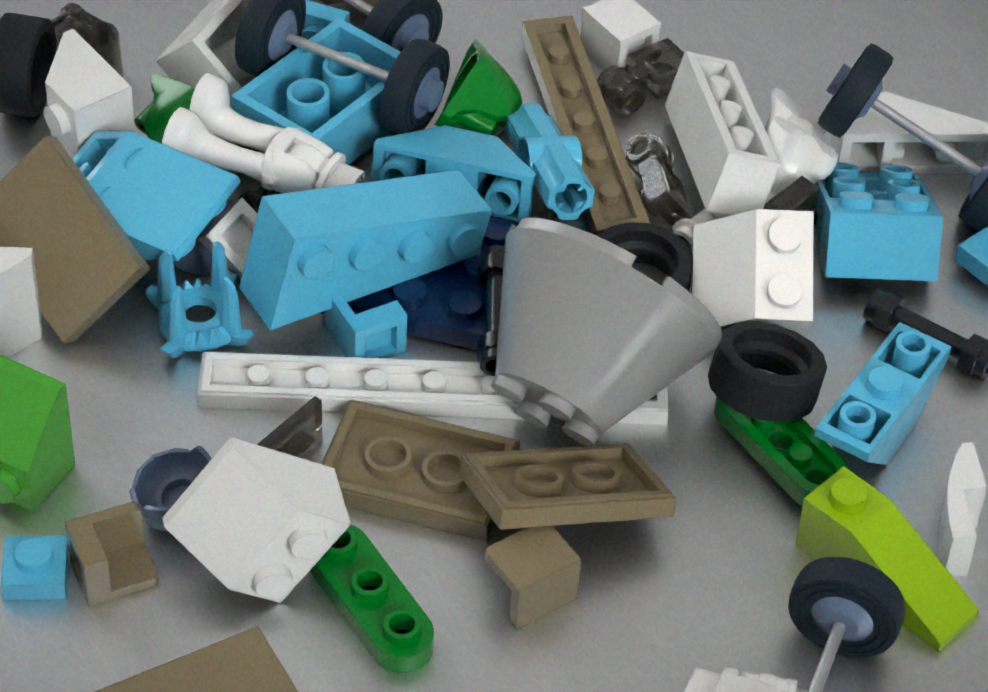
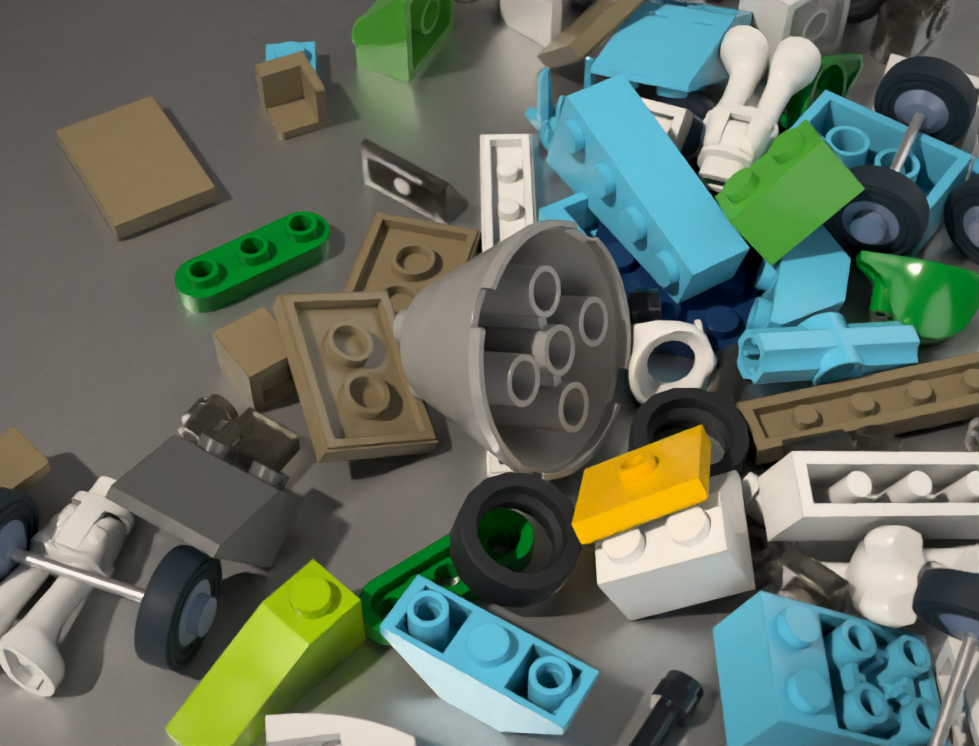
camera: 90 degrees right, 5 degrees up
(164, 480) = (353, 121): sand blue hair -> none
(259, 518) = (285, 151): white slope -> none
(395, 122) = (788, 192): none -> bright green slope
(635, 581) = (251, 433): none -> clear smoke plate
(730, 263) = (643, 485): none -> yellow plate
(734, 581) = (211, 499): none -> dark grey slope

